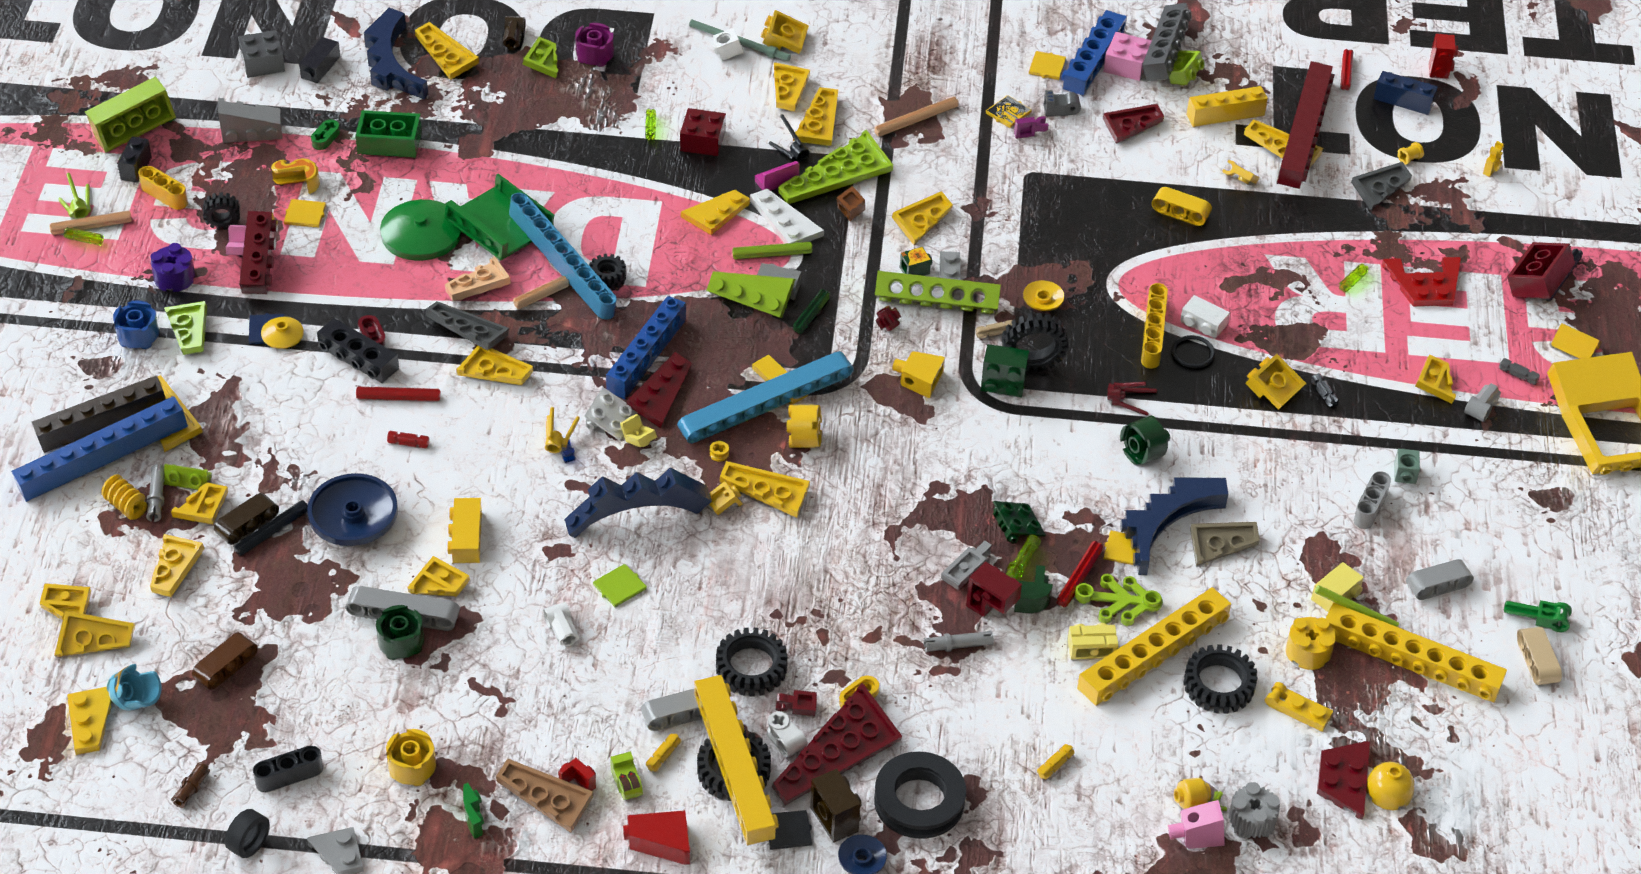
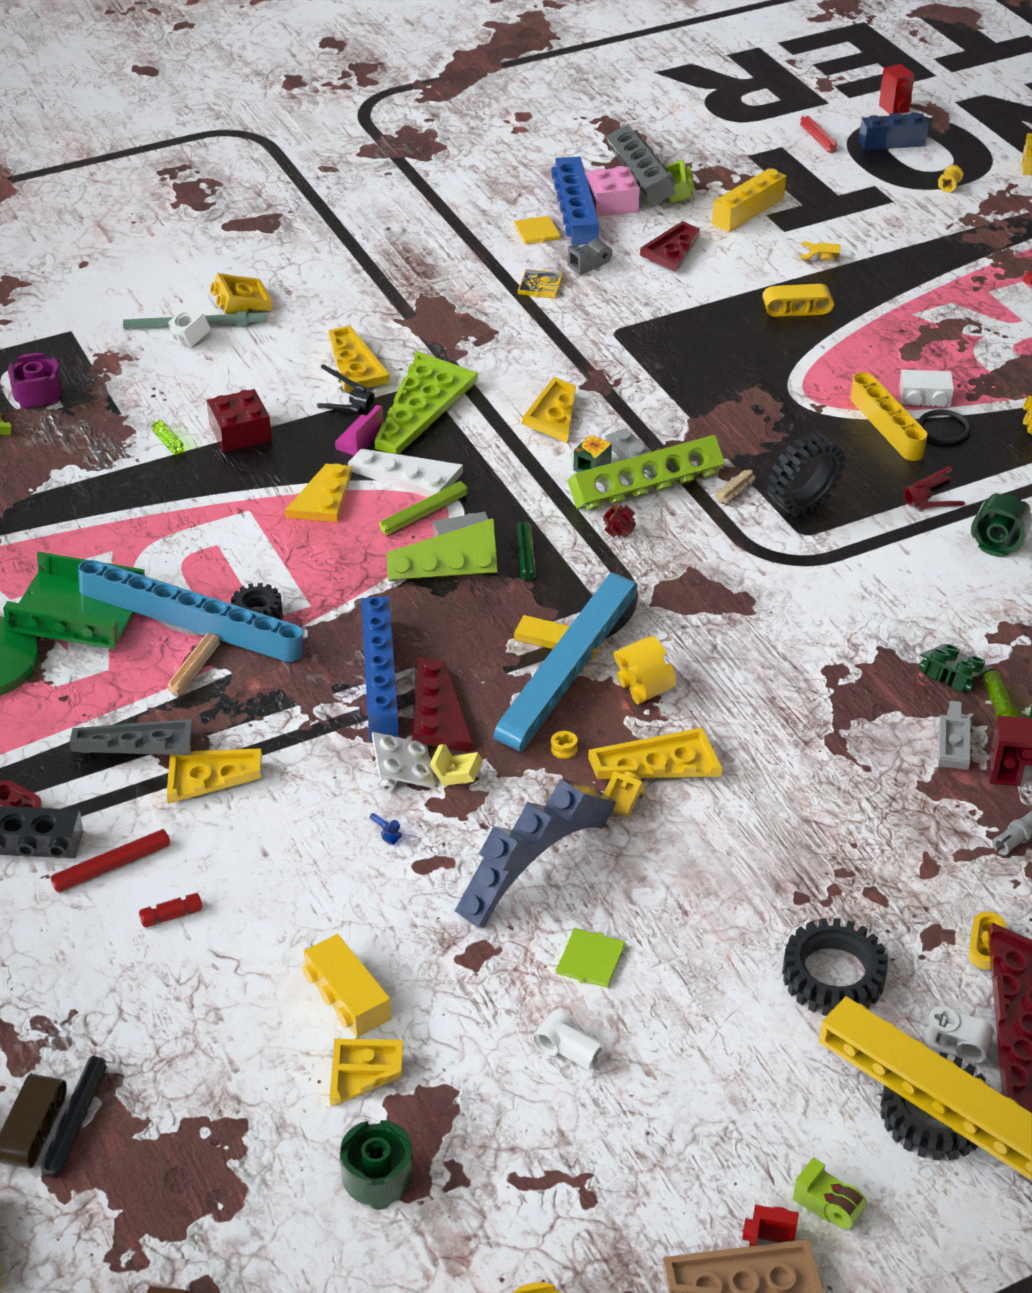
camera: 30 degrees left, 5 degrees down
(352, 509) = (176, 1033): dark blue dish -> none
(371, 602) = (320, 1136): light grey beam -> none
(479, 281) = (105, 683): light nougat wing -> none
(554, 439) = (363, 823): yellow plant -> none
(659, 835) = (943, 1249): red slope -> none
(663, 752) = (838, 1138): yellow axle -> none
(671, 710) = (802, 1076): light grey beam -> none
(789, 85) = (290, 341): yellow wing -> none
(800, 702) = (936, 984): dark red plate -> none
(851, 203) = (472, 424): dark orange brick -> none
(916, 116) = (452, 321): light nougat axle -> none
(920, 372) = (705, 561): yellow torso -> none
(1004, 370) = (797, 518): dark green brick -> none
(1028, 126) = (577, 287): magenta plate -> none
(1043, 295) = (753, 433): yellow dish -> none
(1273, 139) = (834, 213): yellow wing -> none
(1306, 125) = (842, 187): dark red brick -> none
(1353, 277) = (1015, 300): clear neon green axle -> none
(1381, 183) = (952, 213): dark grey wing -> none

